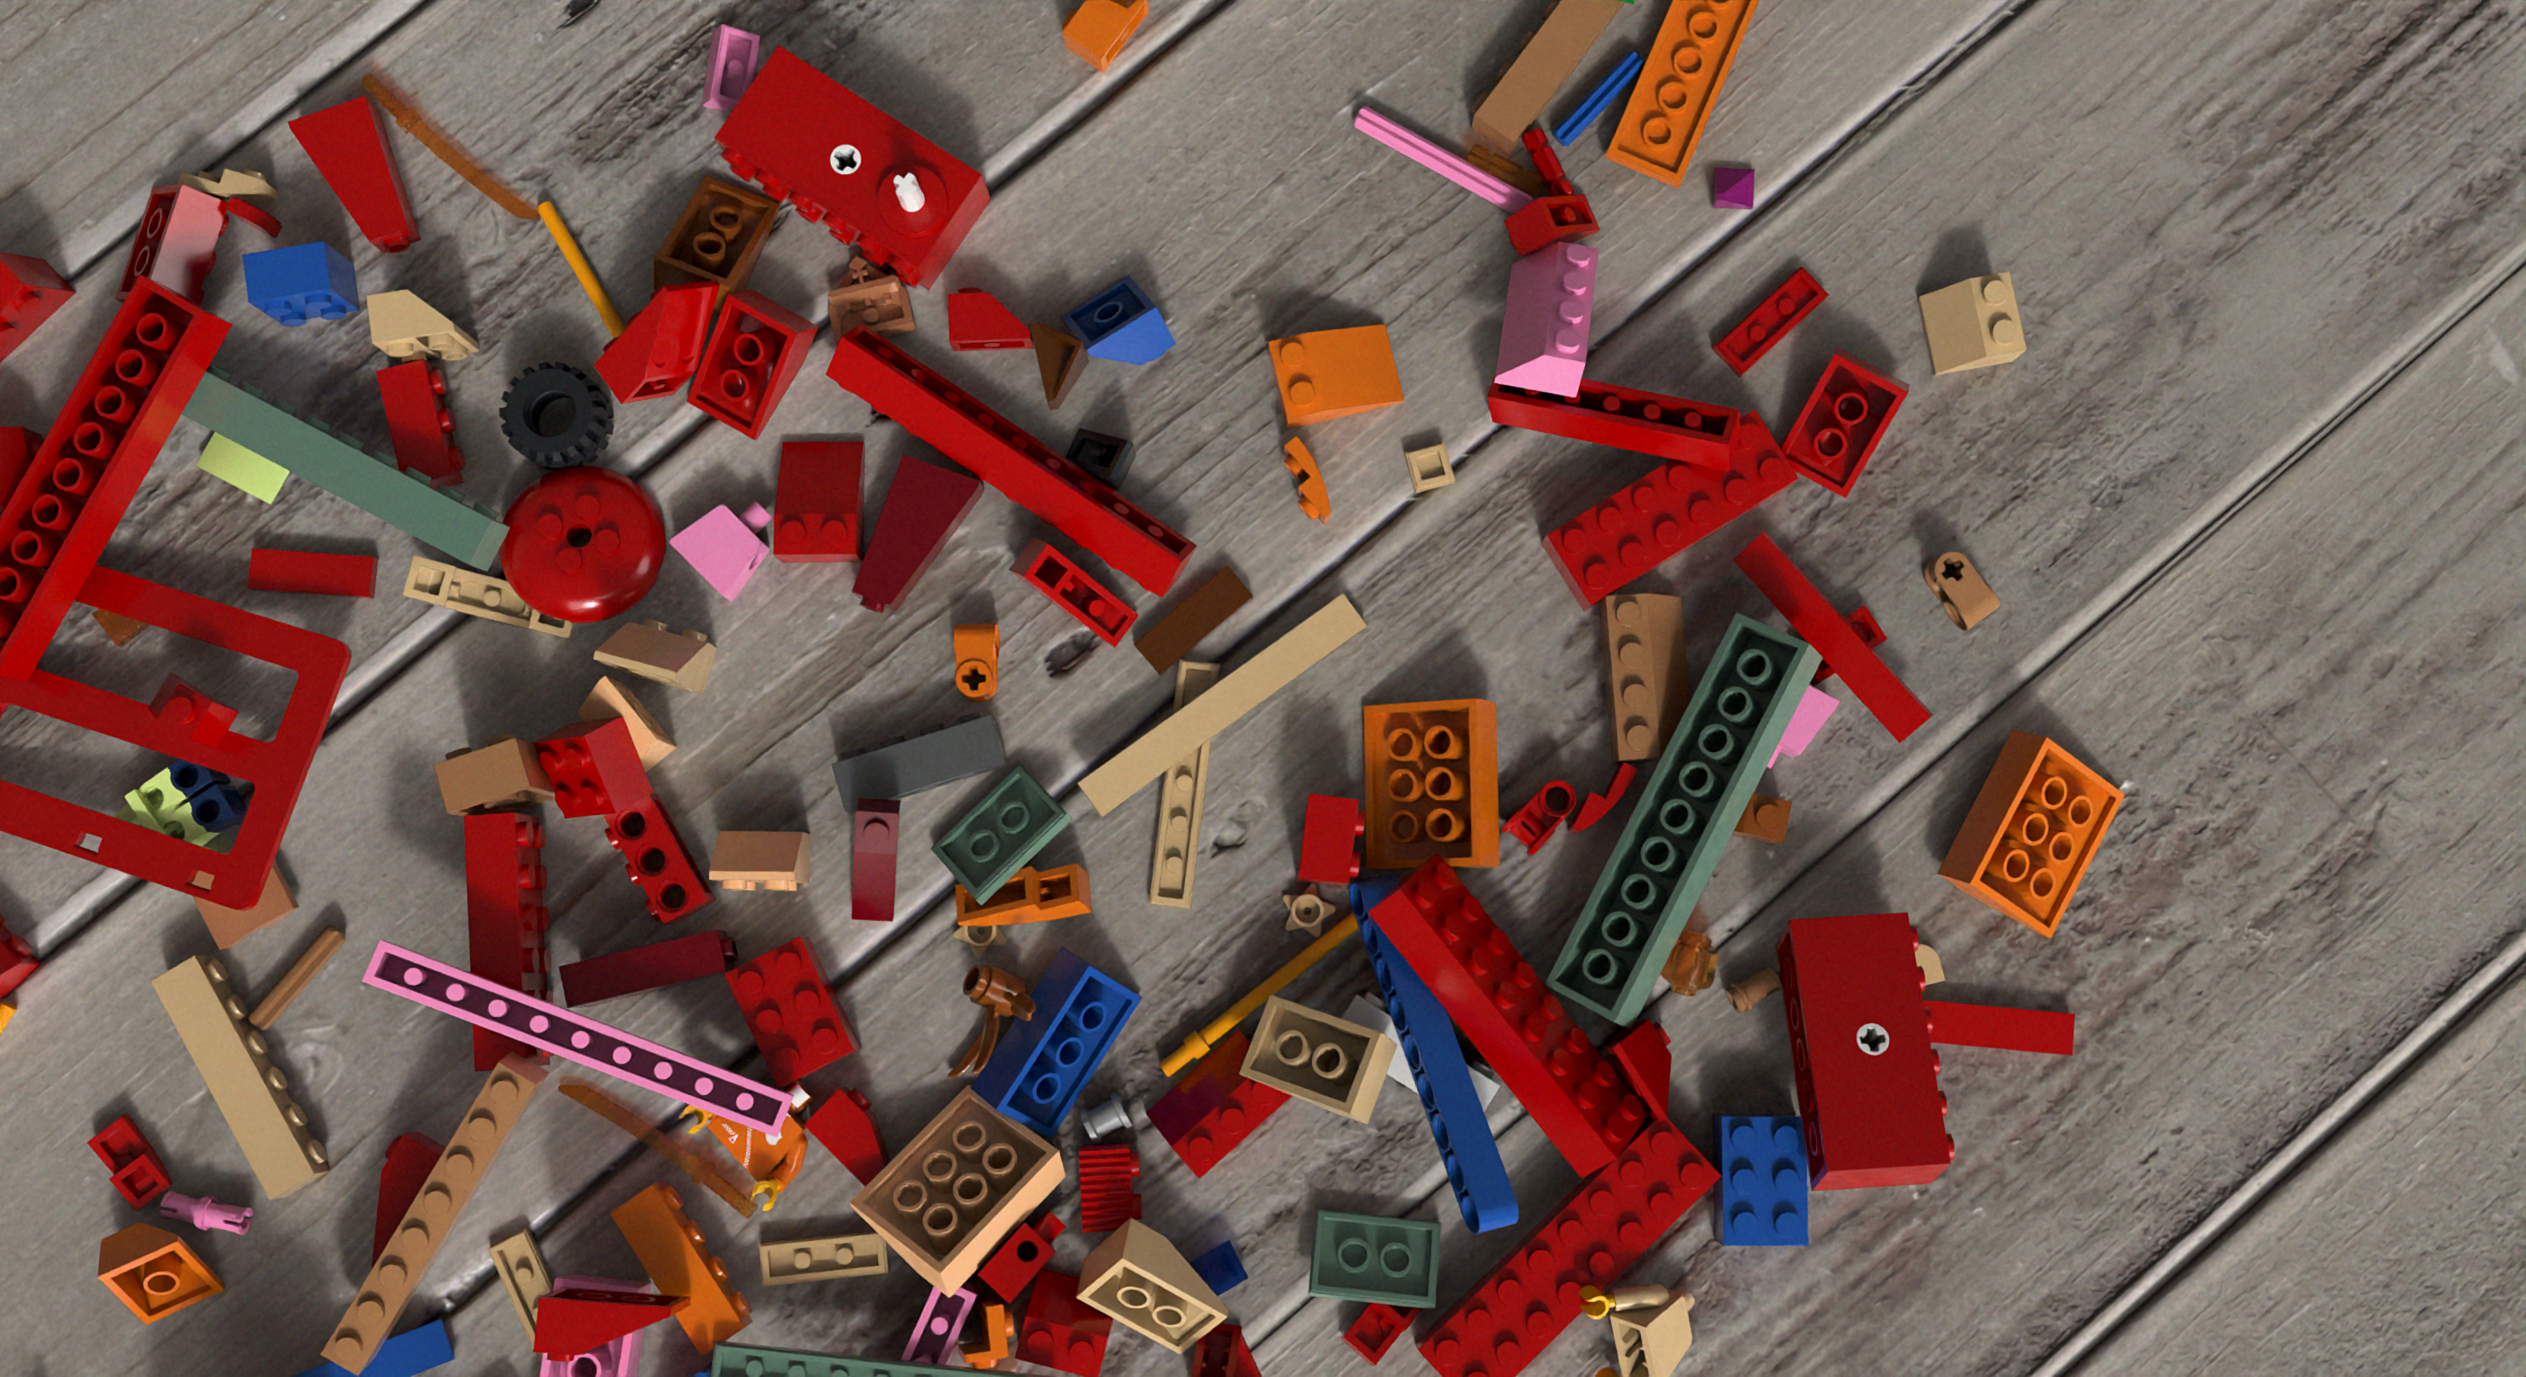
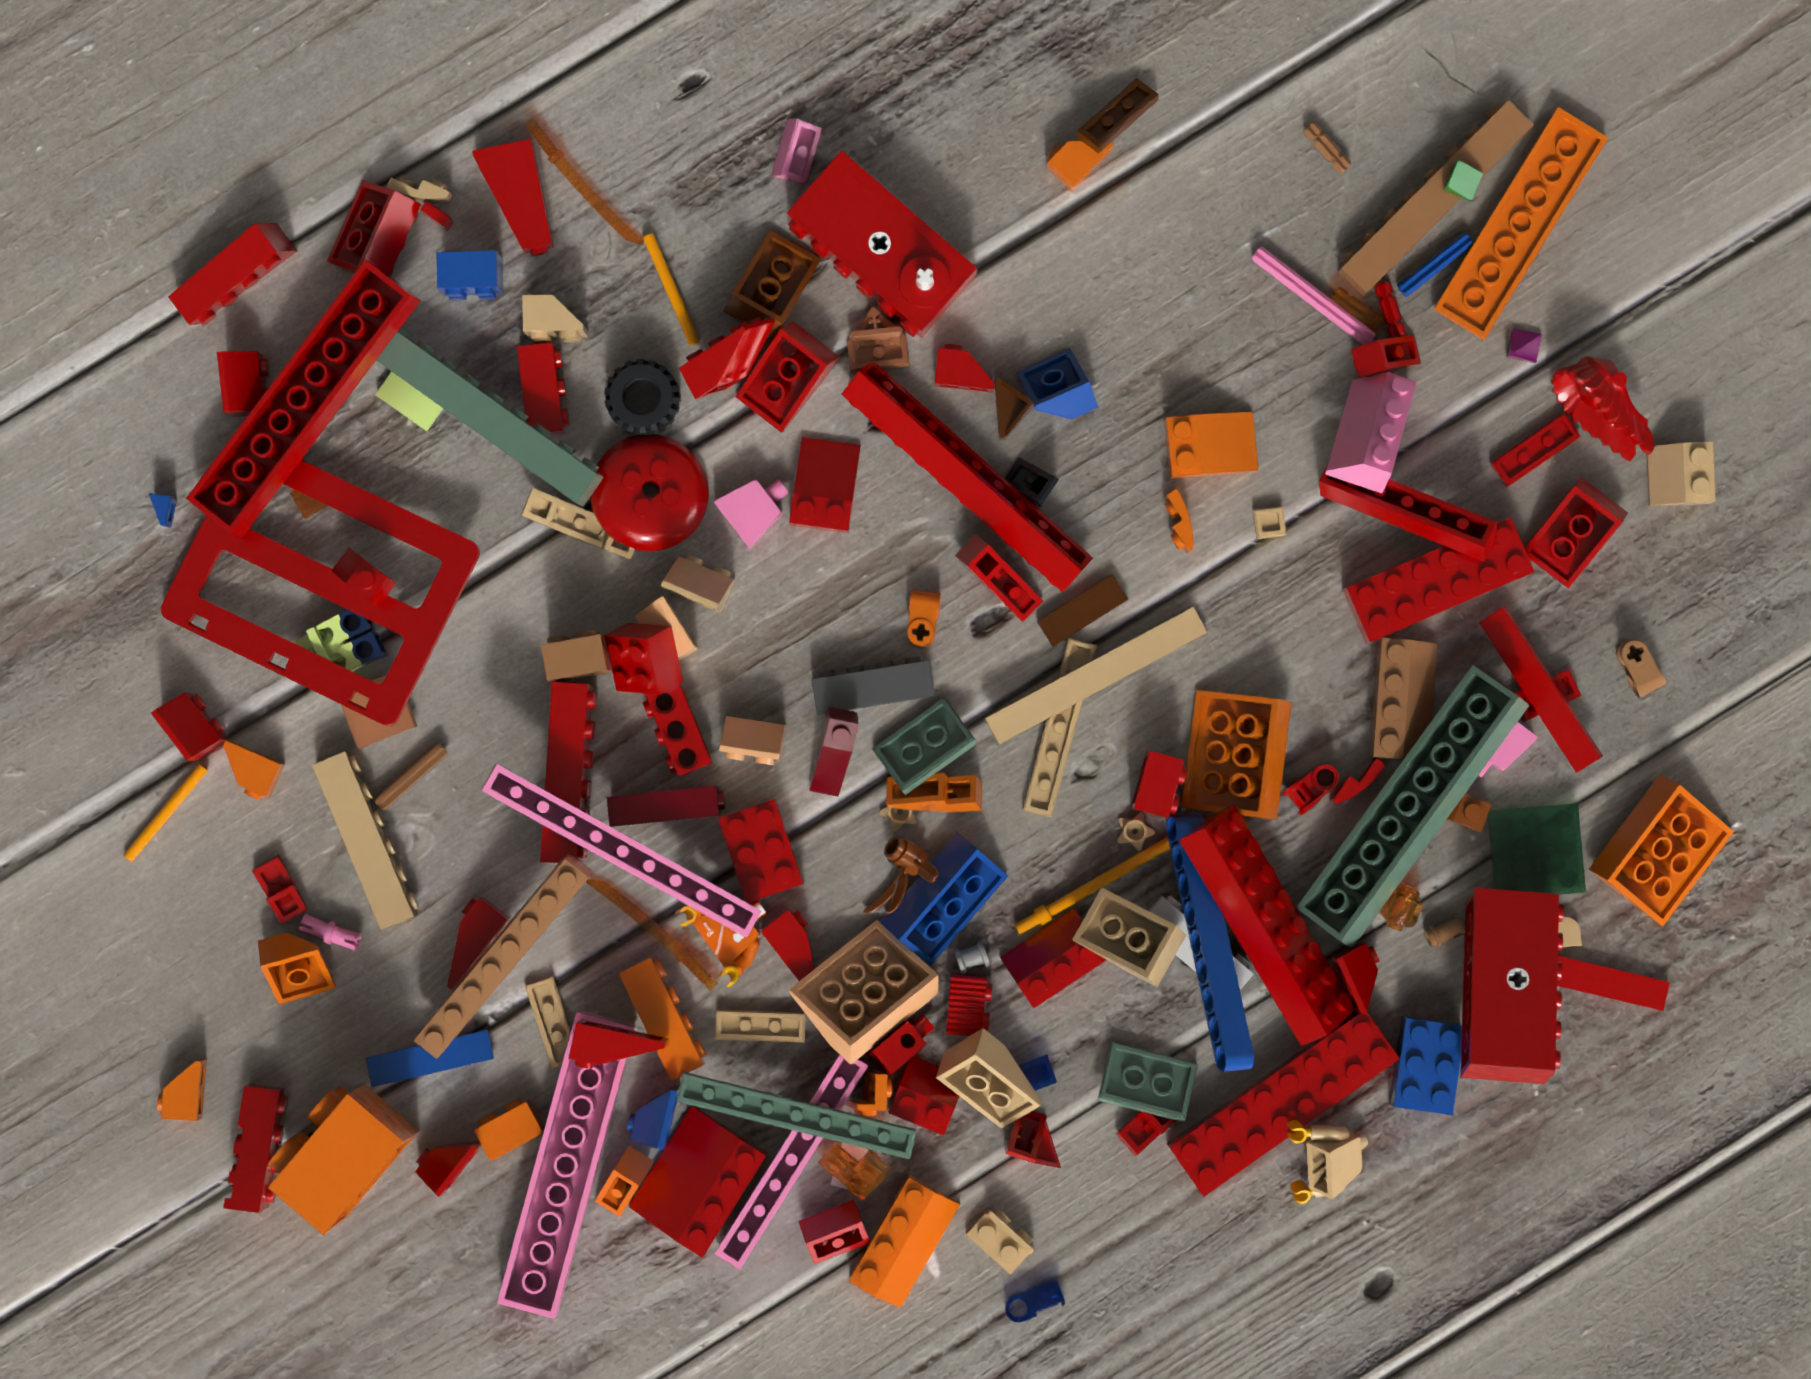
camera: 15 degrees right, 5 degrees up
(74, 1000) = (253, 770): none -> orange slope
(312, 573) = (450, 485): red tile -> none
(913, 528) = (891, 512): dark red slope -> none
(1852, 246) = (1600, 402): none -> red piece
(1862, 856) = (1537, 849): none -> clear green plate

